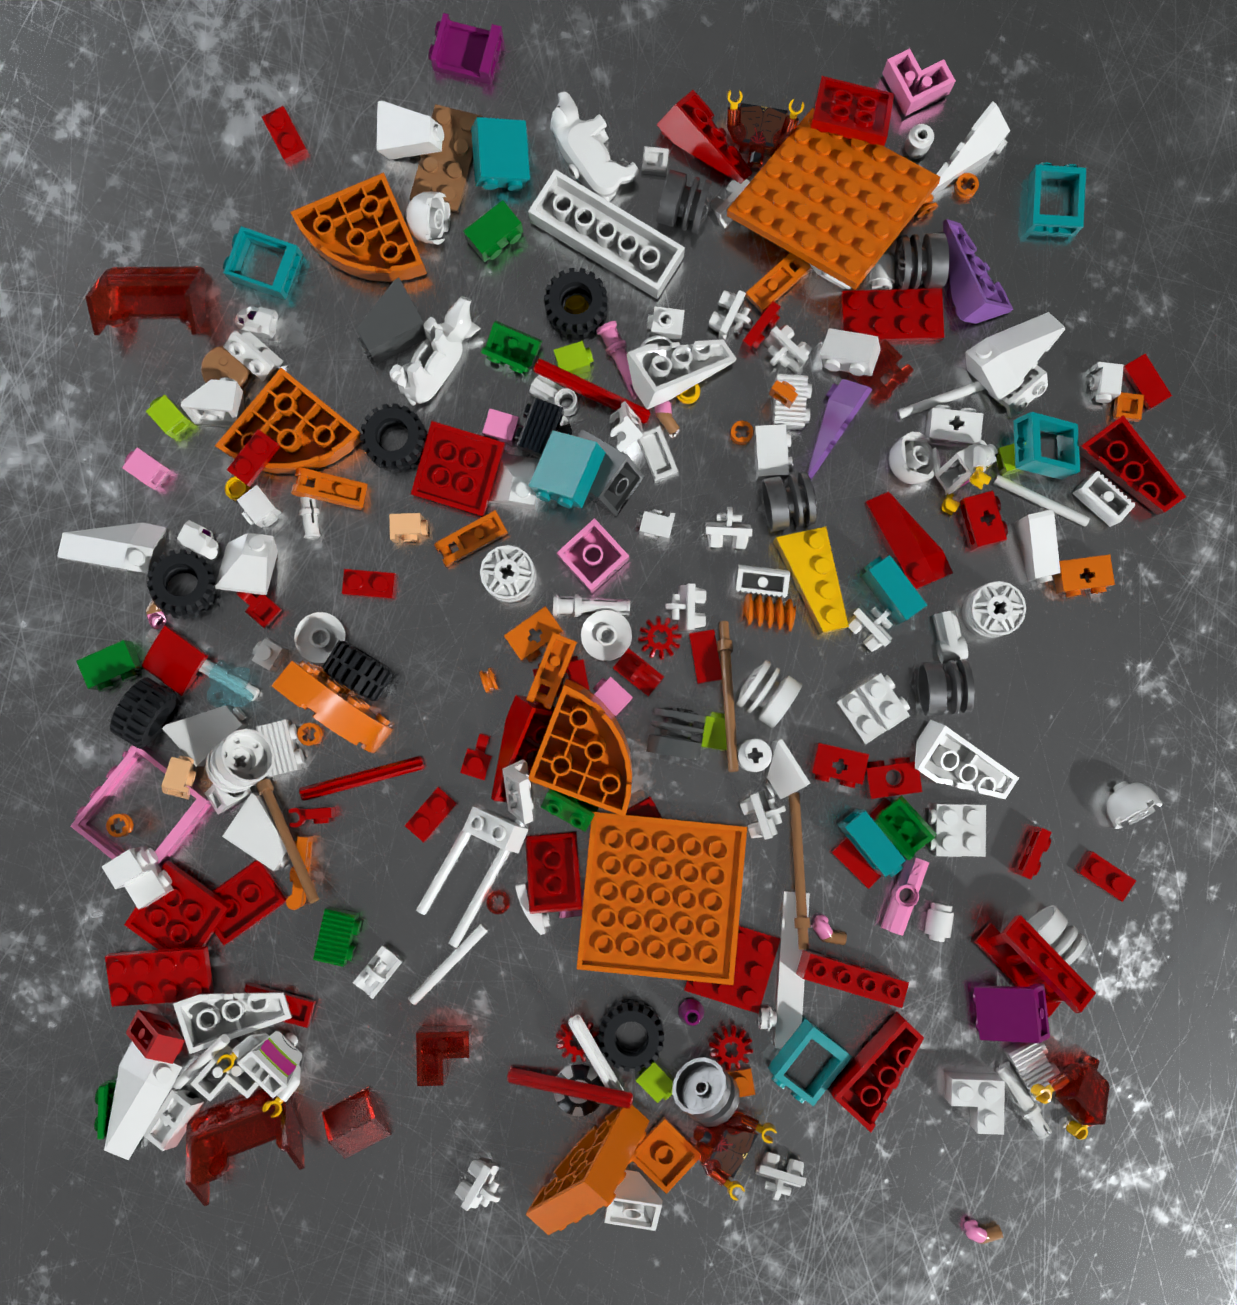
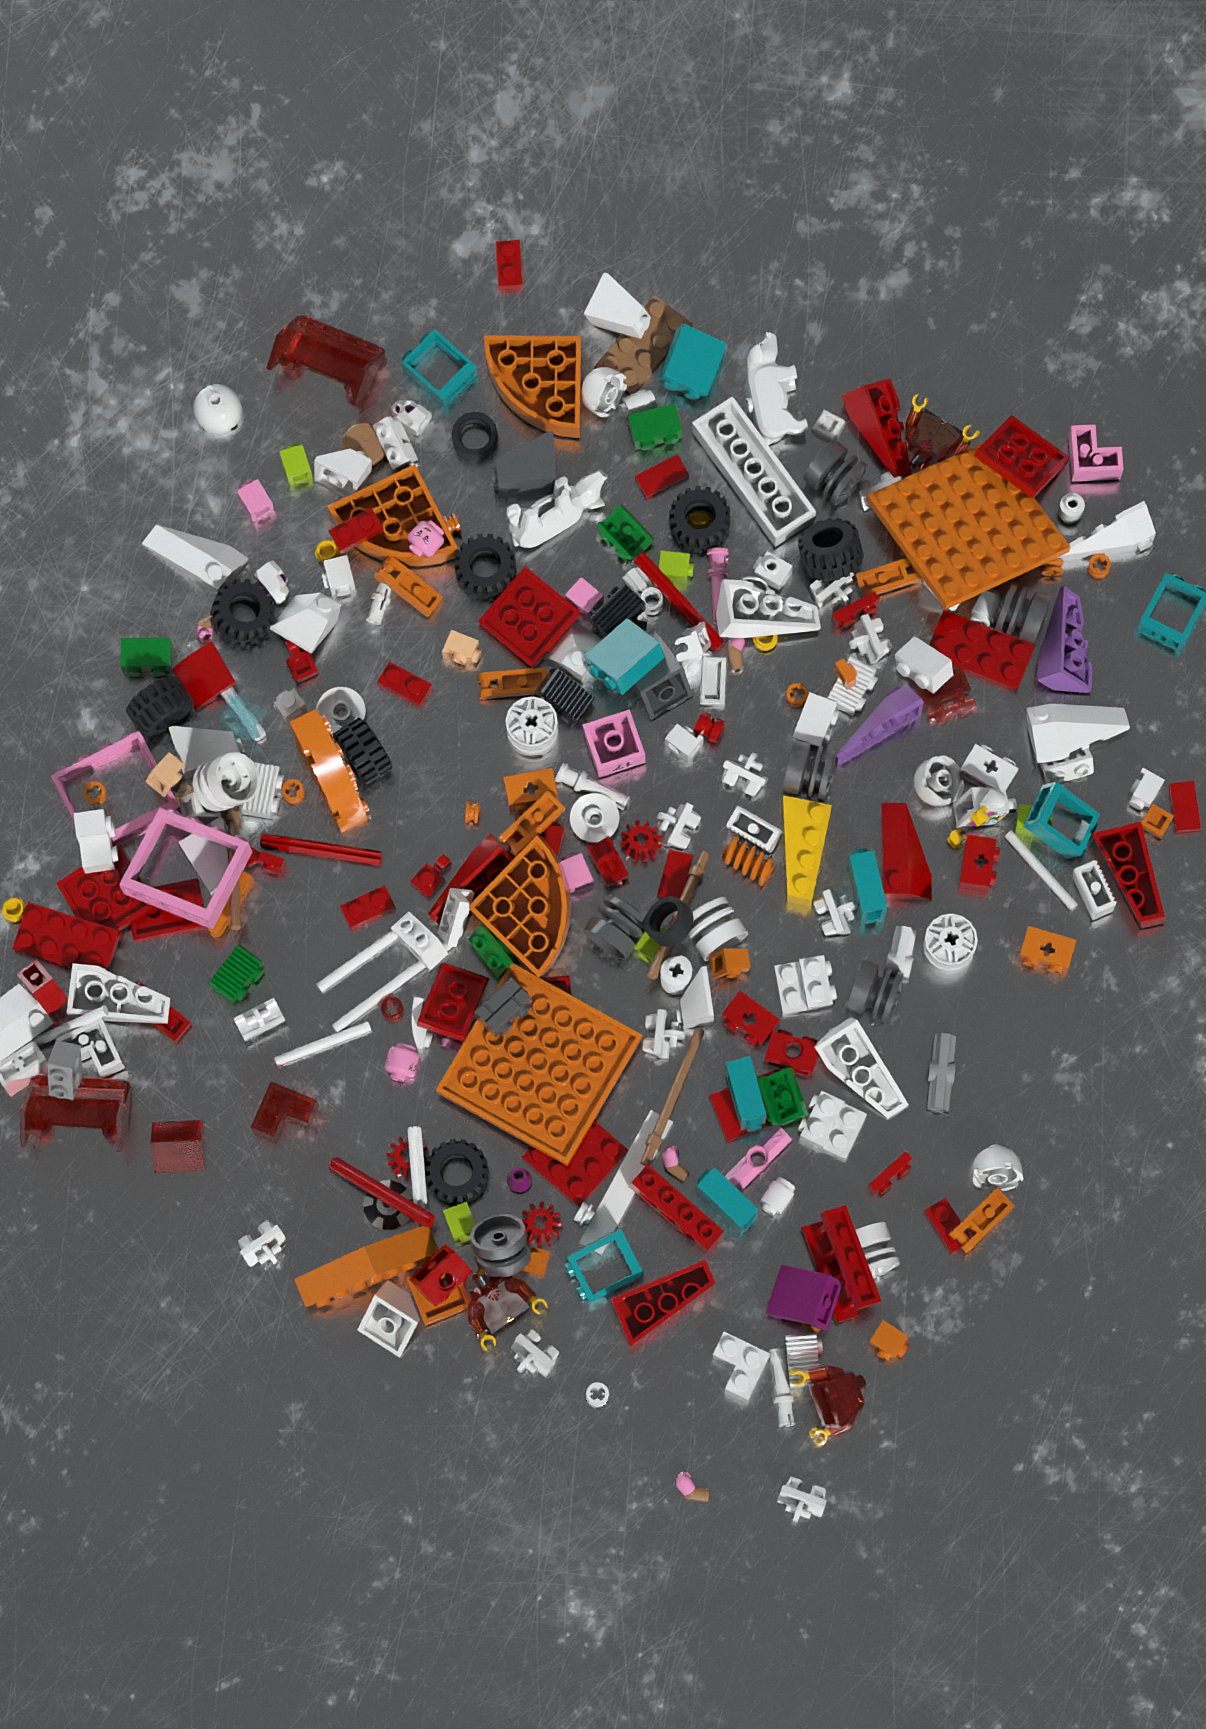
camera: 25 degrees right, 10 degrees down
(70, 394) = (217, 409): none -> white cylinder
(95, 966) = (13, 909): none -> yellow plate
(212, 1116) = (64, 1070): none -> light grey brick
(271, 1063) = (133, 1051): white torso -> none
(286, 861) = (170, 903): none -> bright pink window
(323, 296) = (474, 418): none -> black tyre
(324, 437) = (425, 538): none -> bright pink head
(344, 410) = (452, 524): none -> orange bush
(466, 50) = (703, 259): magenta panel -> none
(466, 215) = (637, 402): none -> white brick
(521, 277) = (661, 476): none -> red tile
(525, 530) = (564, 695): none -> black brick
(531, 950) = (402, 1062): none -> bright pink head
(606, 863) = (503, 1008): none -> dark grey brick
(662, 1148) = (427, 1277): none -> red brick
(674, 499) = (709, 726): none -> red wheel
(710, 706) = (680, 927): none -> black tyre
(714, 278) = (830, 549): none -> black tyre
(797, 720) = (729, 962): none -> orange brick
(858, 1191) = (597, 1386): none -> white bush
(897, 951) = (726, 1200): none -> teal brick
(939, 399) = (989, 742): white bar -> none
(1037, 735) = (941, 1072): none -> light grey piece
(1039, 545) = (1016, 905): white slope -> none
(1102, 1196) = (800, 1502): none -> white hips
(1104, 1014) = (889, 1342): none -> orange brick
(1139, 860) = (982, 1219): none -> orange plate

